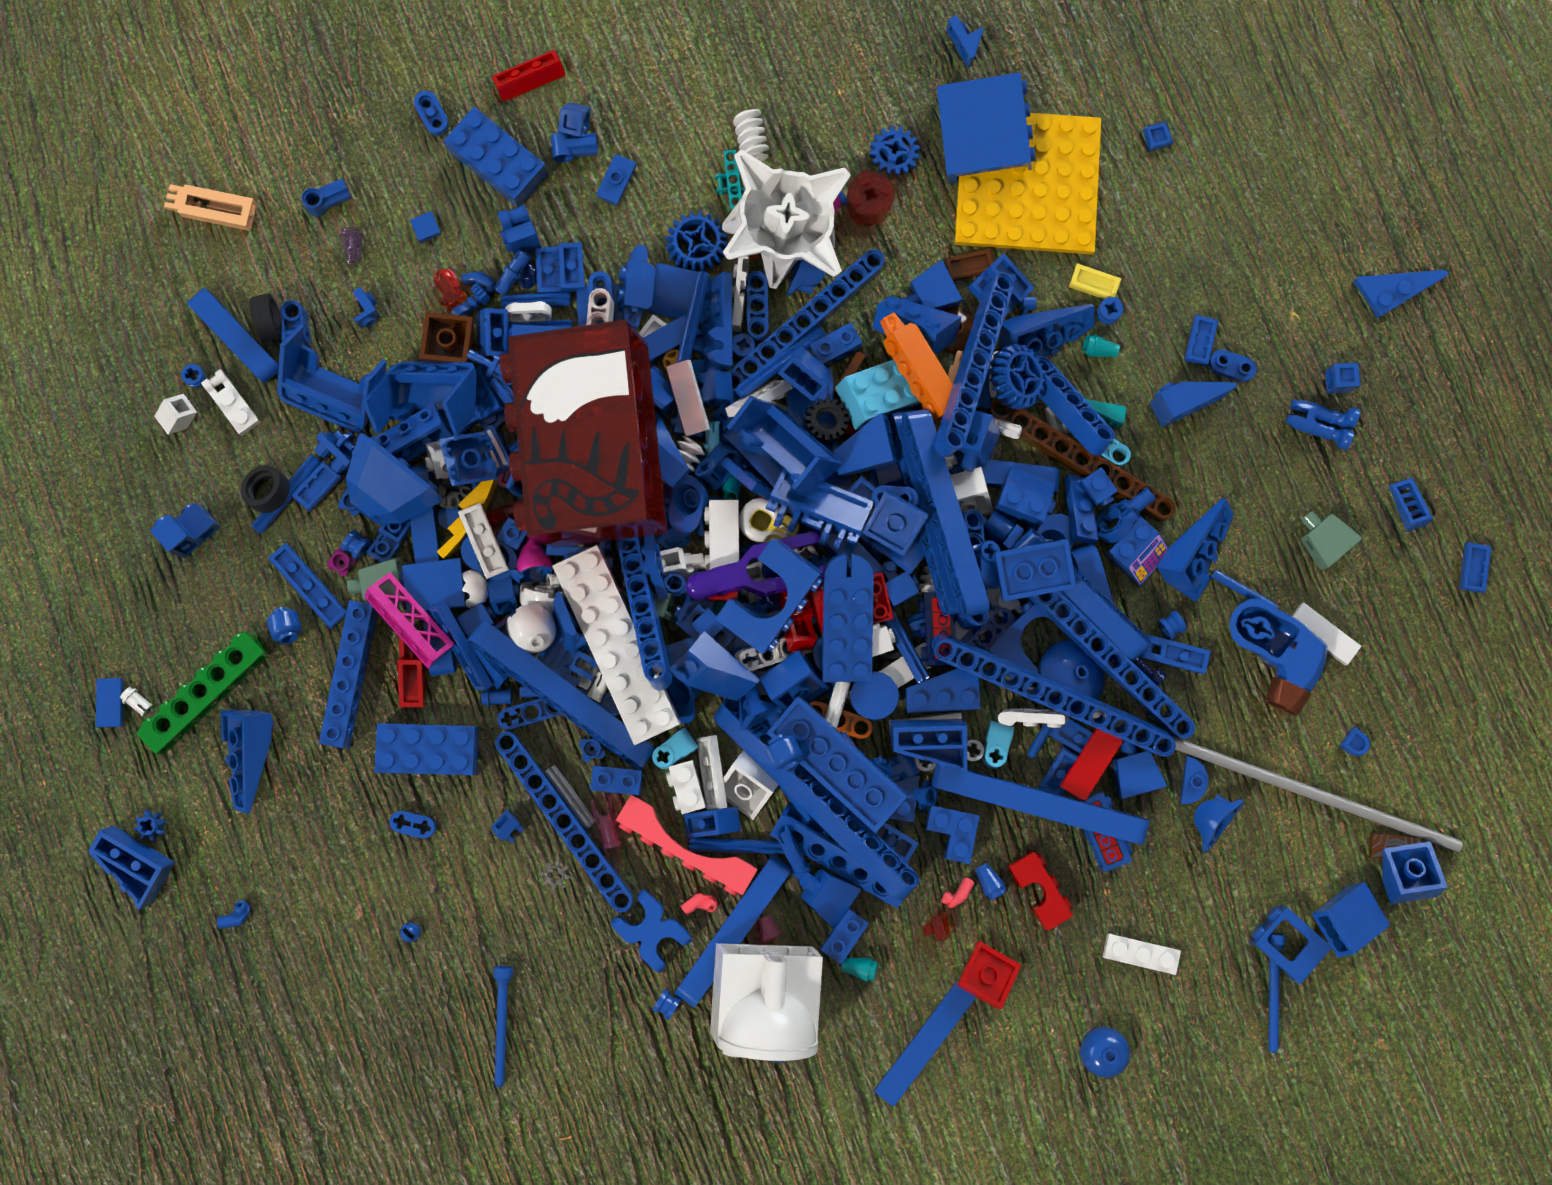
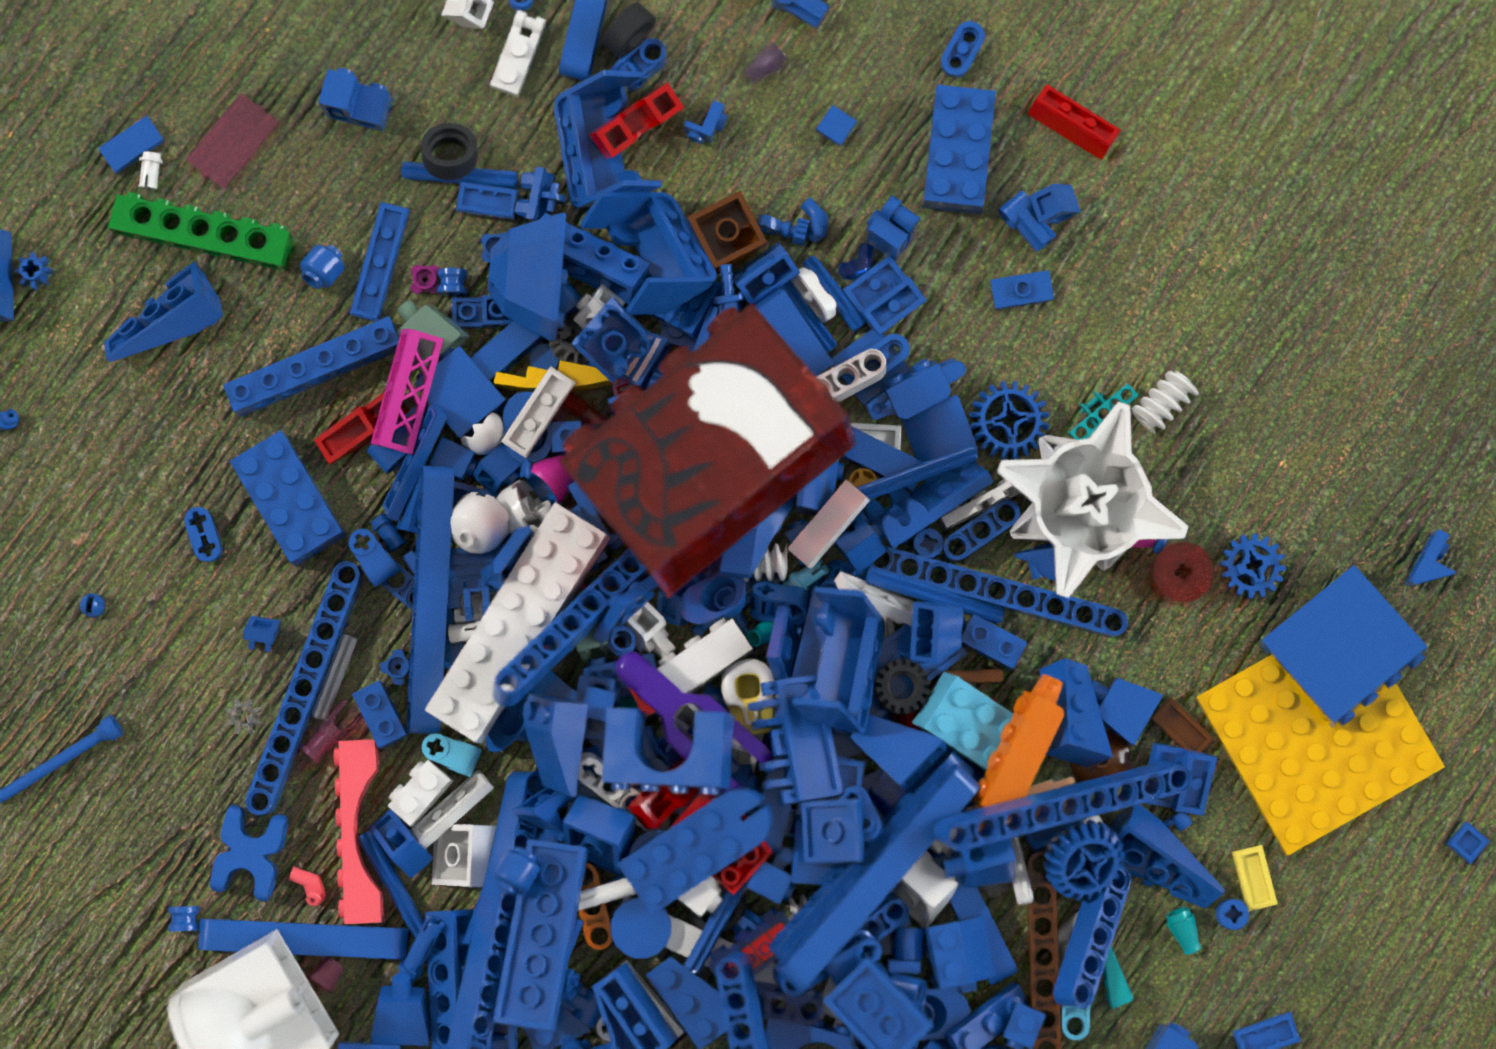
camera: 65 degrees right, 0 degrees up
(156, 632) = (232, 141): none -> clear pink piece
(330, 351) = (636, 120): none -> red arch
(449, 286) = (787, 193): clear red animal -> none
(510, 716) = (375, 560): none -> blue piece
(512, 272) = (846, 249): blue pin -> none

